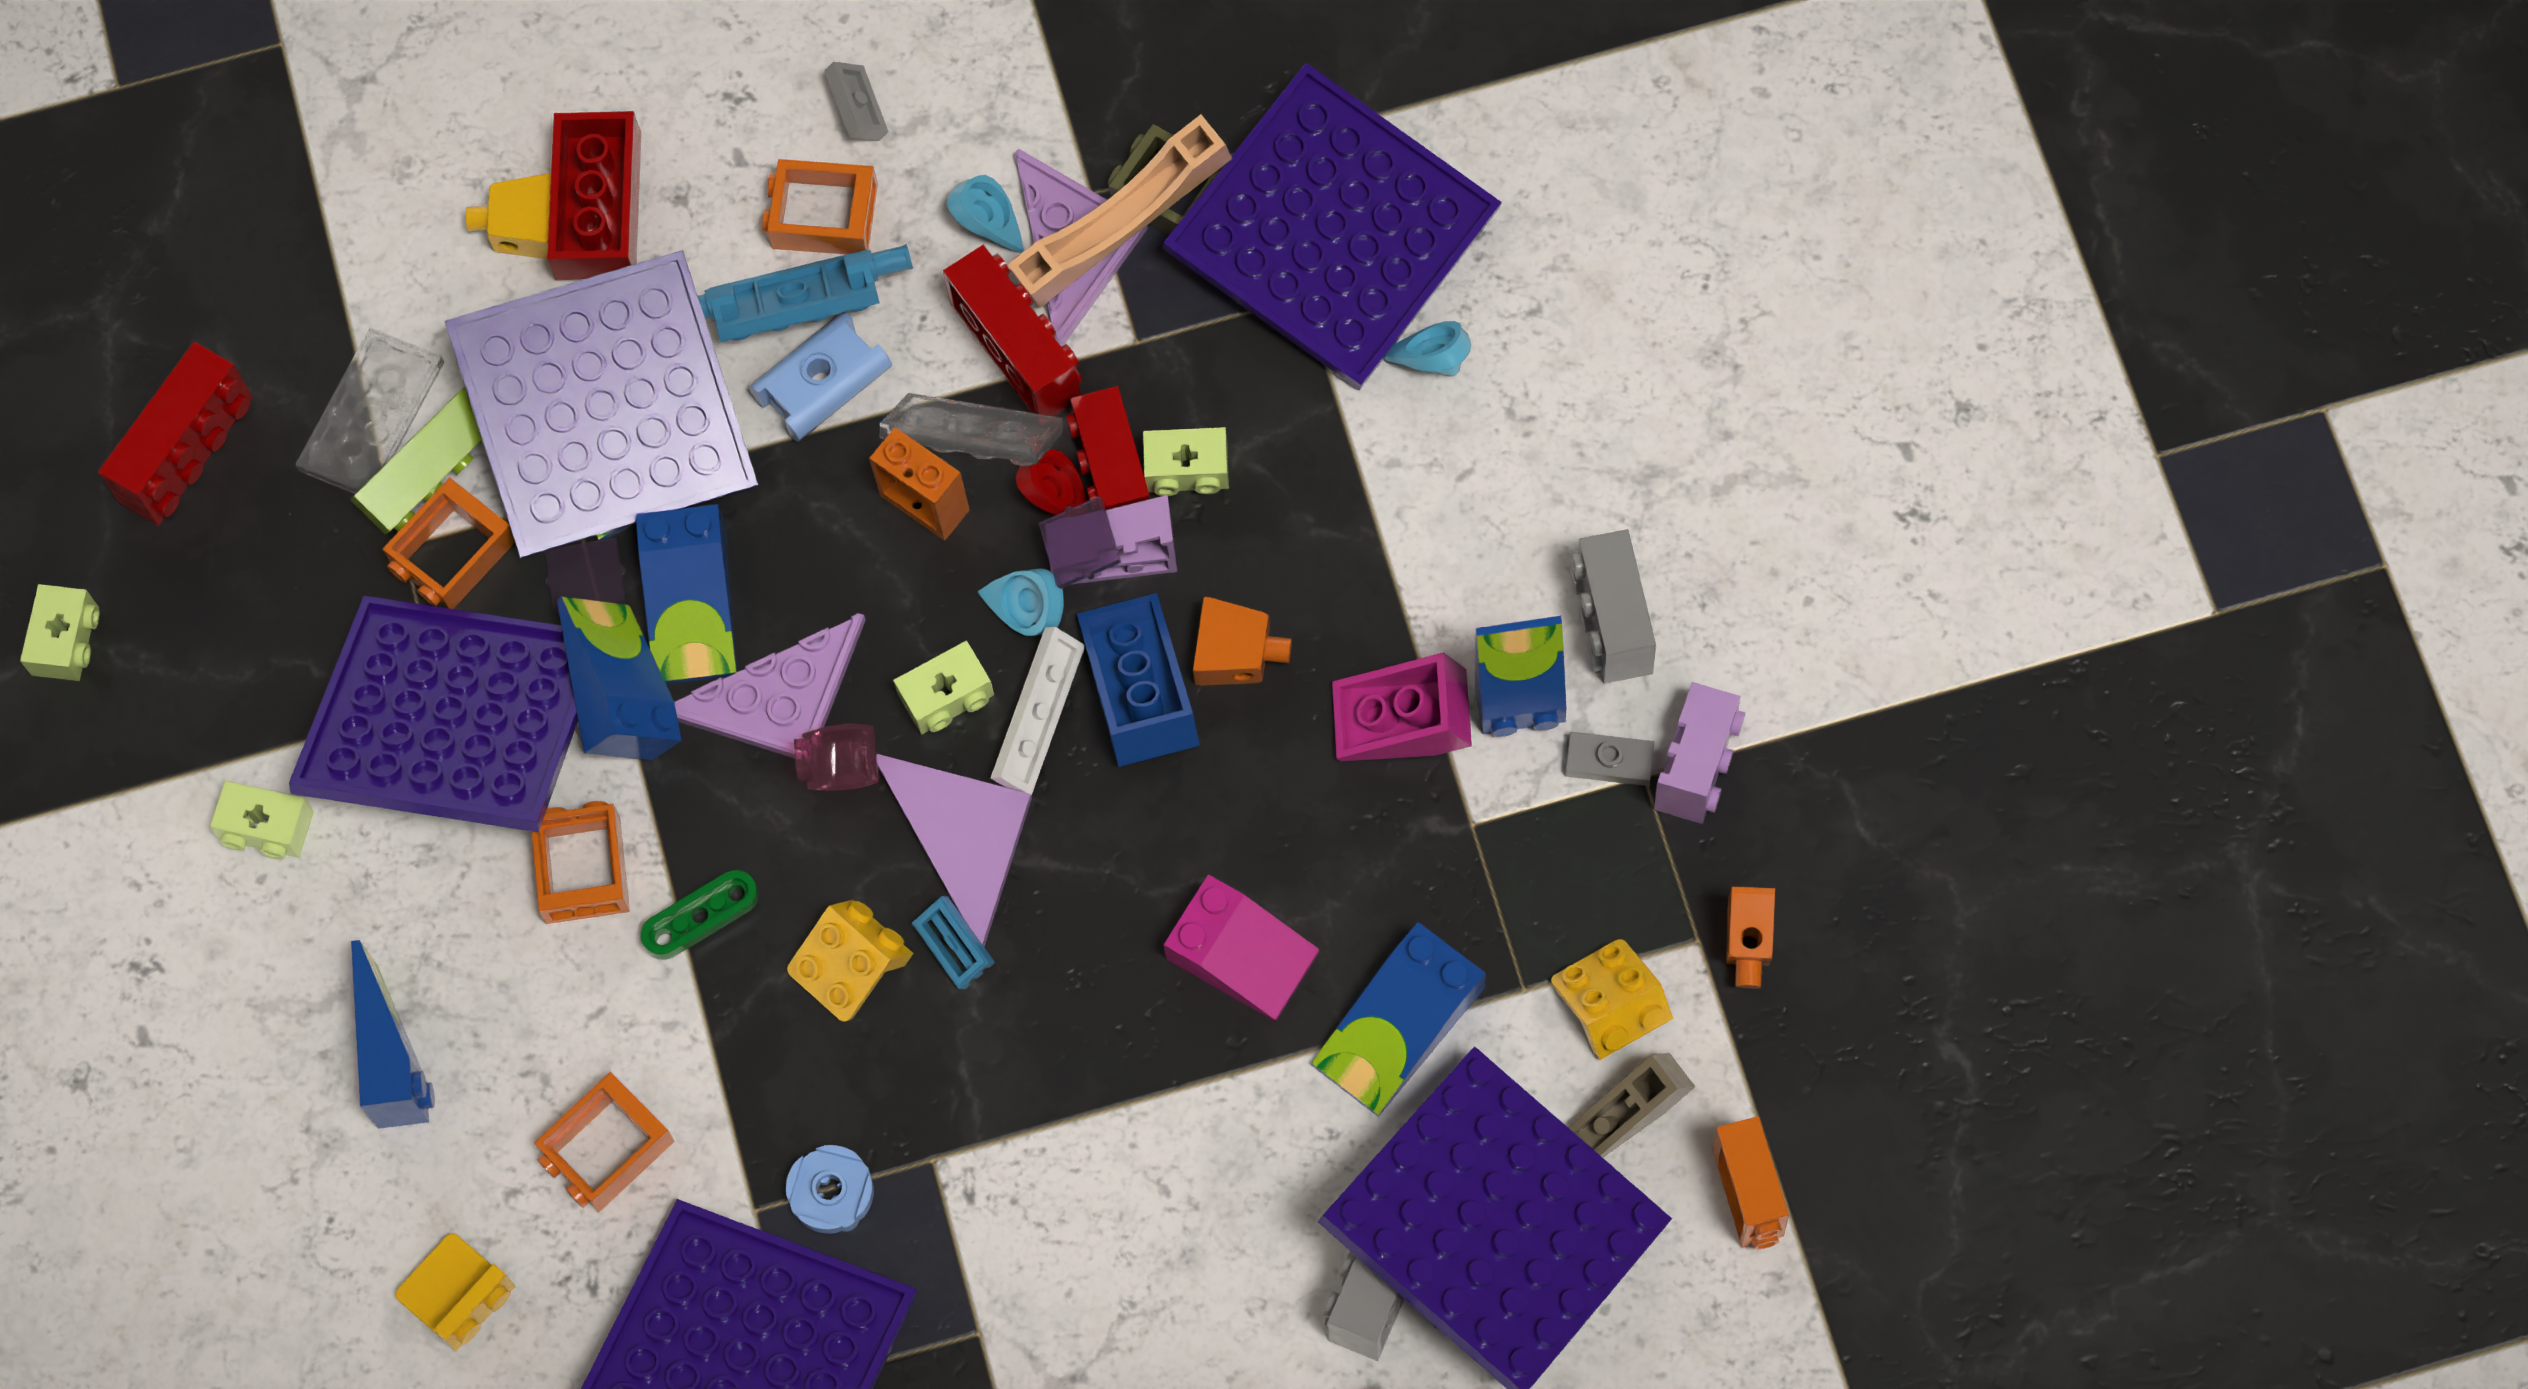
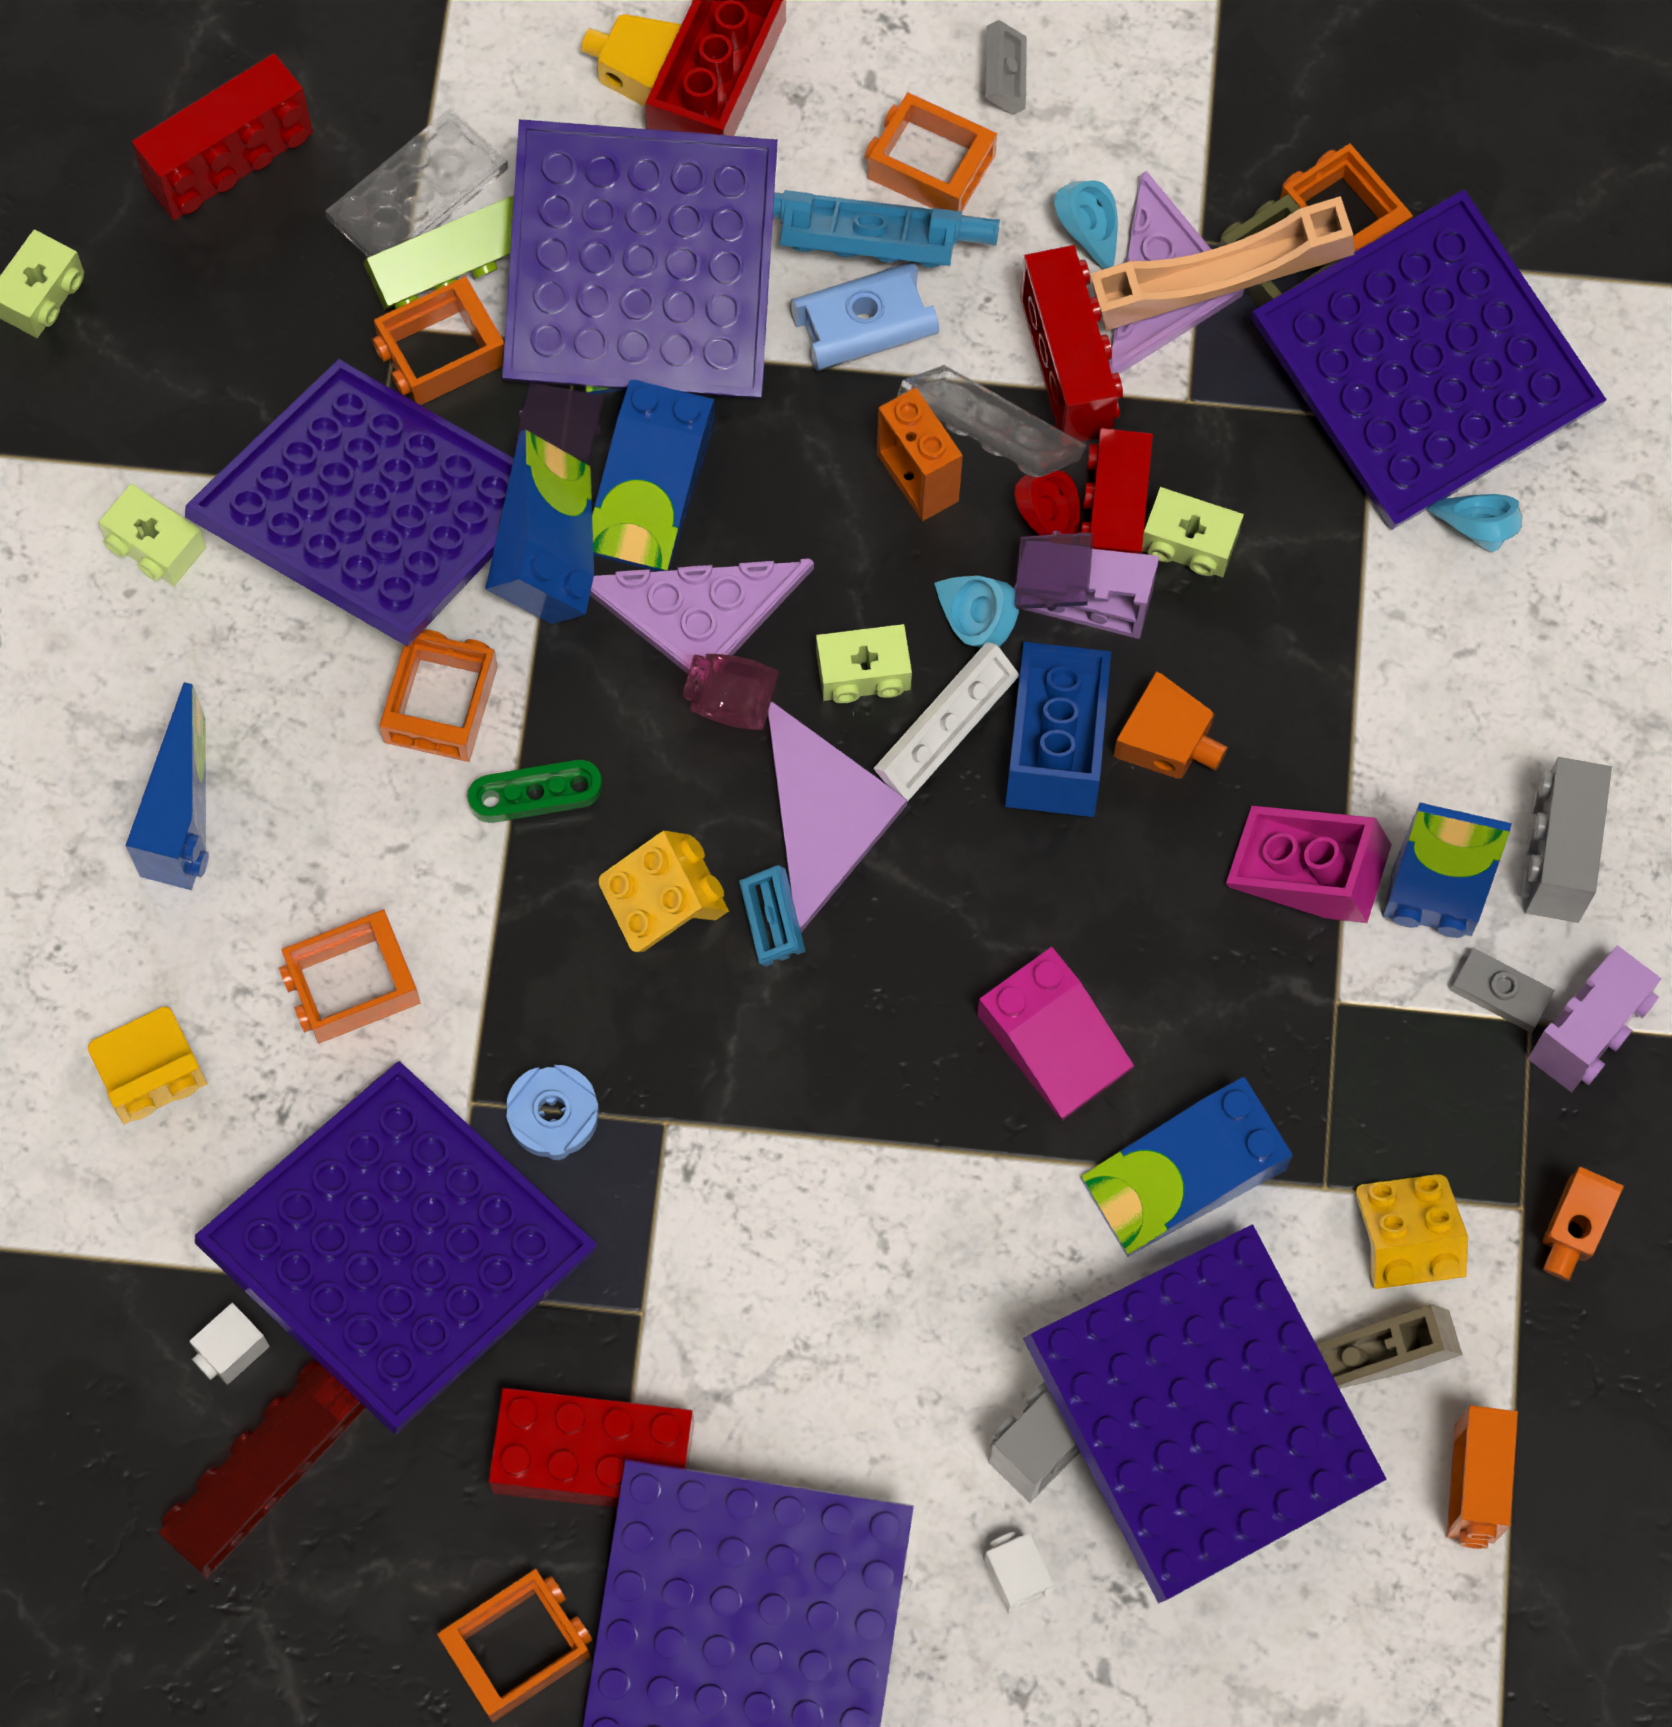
camera: 15 degrees right, 0 degrees up
(1215, 85) = (1362, 179): none -> orange window

